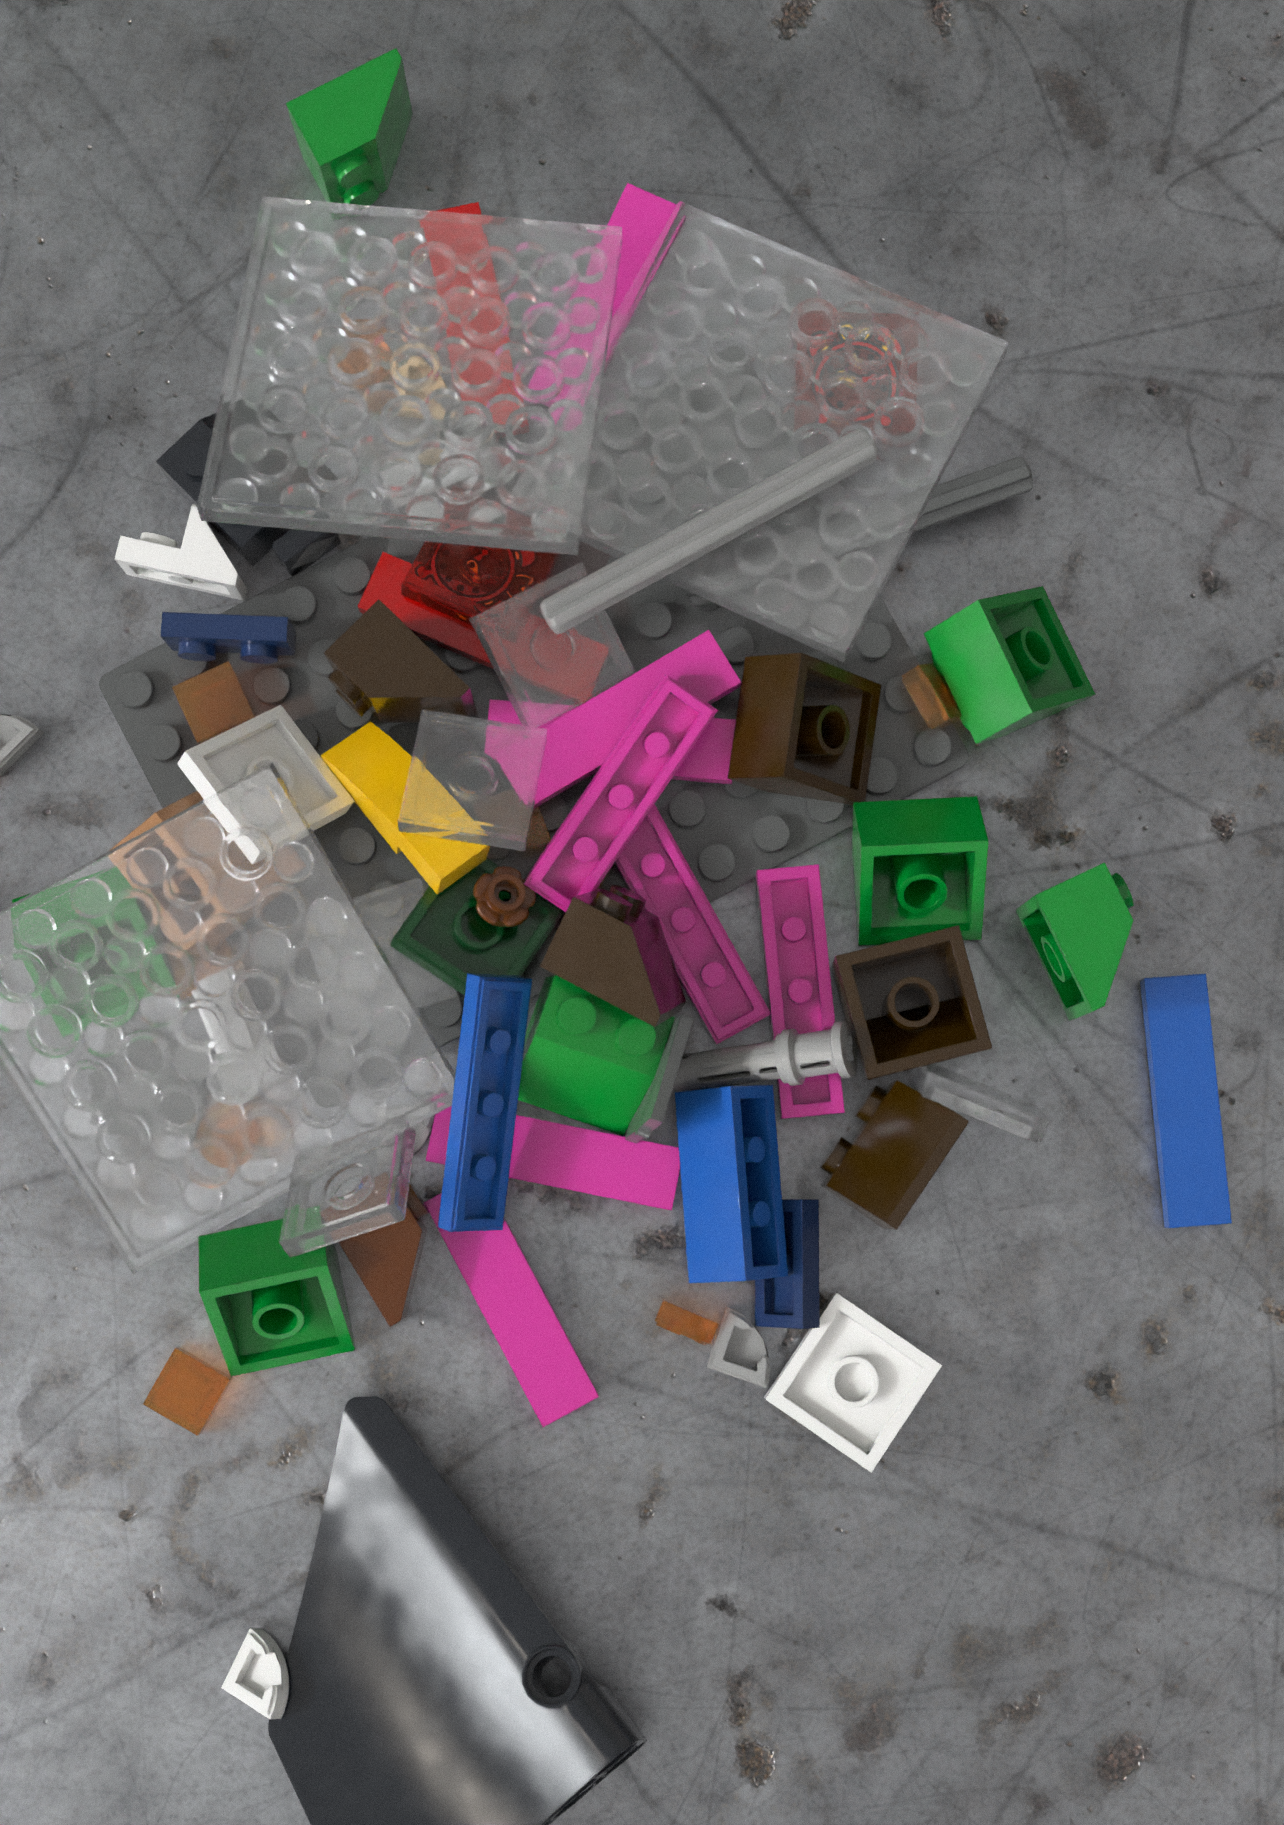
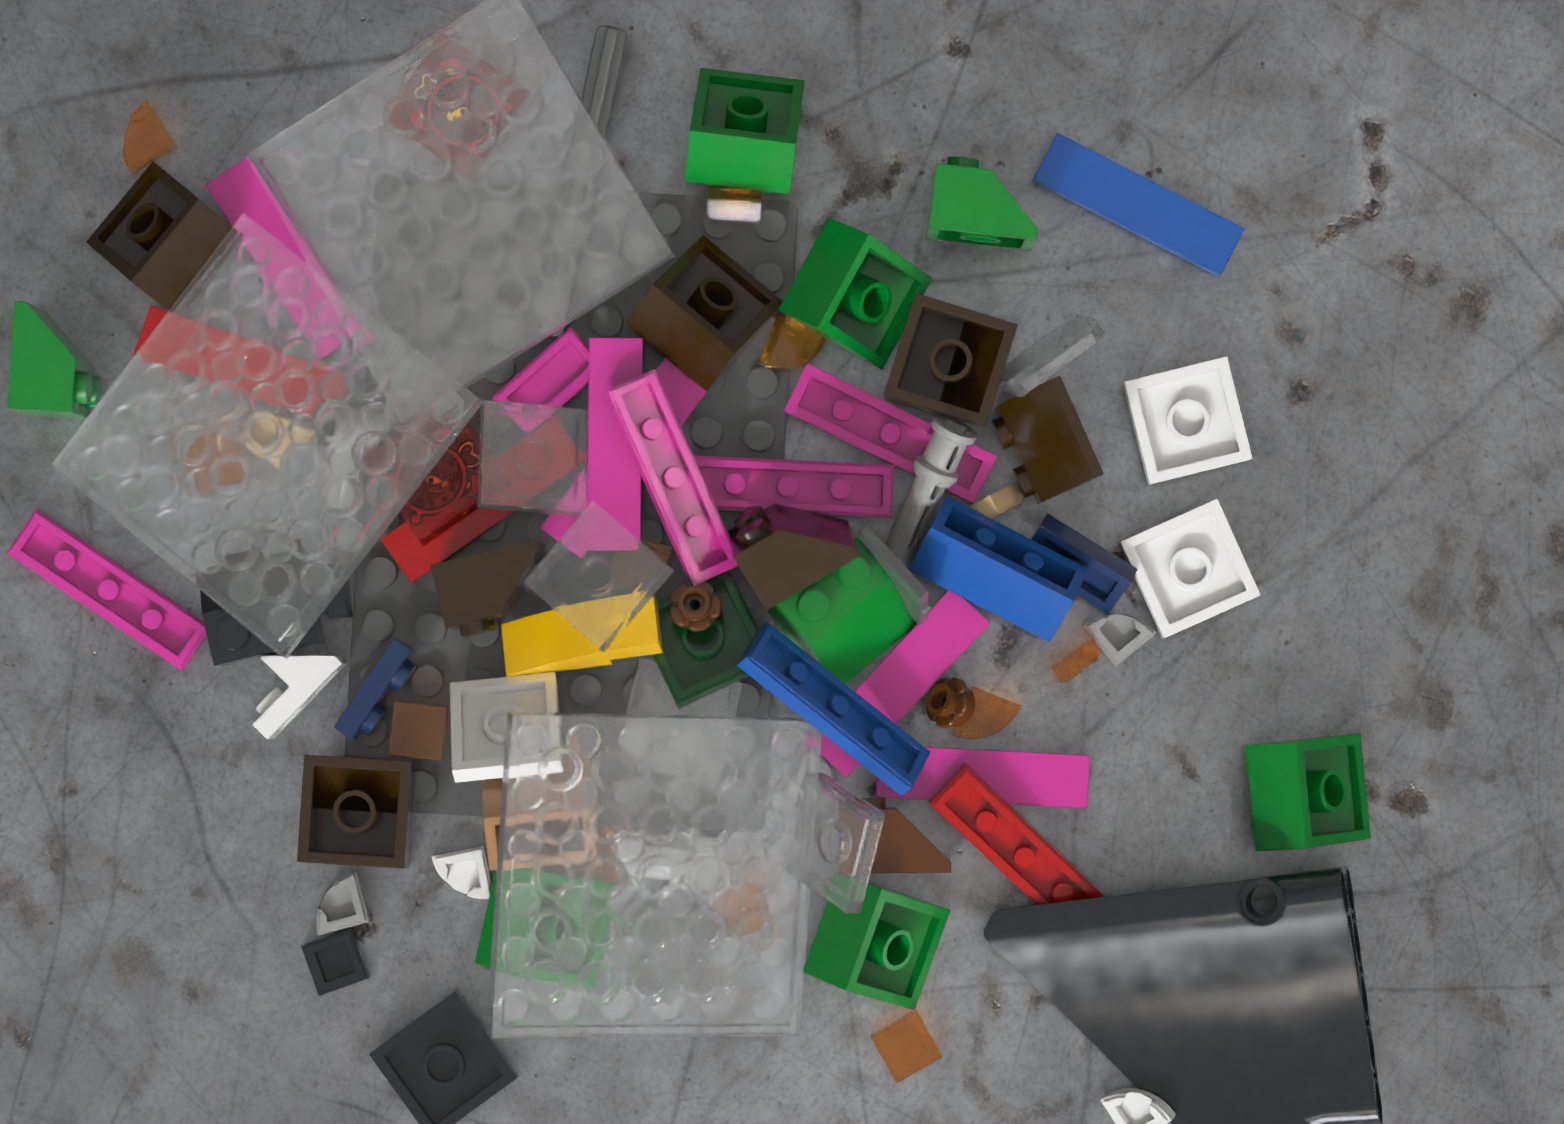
camera: 55 degrees left, 5 degrees up
(92, 690) = (356, 812): none -> dark brown slope
(100, 830) = (466, 871): none -> white tile
(177, 326) = (109, 589): none -> dark pink tile
(461, 1369) = (1010, 840): none -> red tile
(550, 168) = (159, 235): none -> dark brown slope
(565, 1220) = (950, 703): none -> reddish brown plate
(574, 1262) = (989, 716): none -> clear orange tile
(637, 105) = (145, 139): none -> clear orange tile
(655, 623) = (552, 376): none -> dark pink tile
(697, 1650) = (1307, 792): none -> green slope
(709, 531) = (520, 294): light grey axle -> none
(800, 1143) = (999, 501): none -> tan tile
(826, 837) = (790, 345): none -> clear orange tile
(1001, 1285) = (1187, 420): none -> white plate

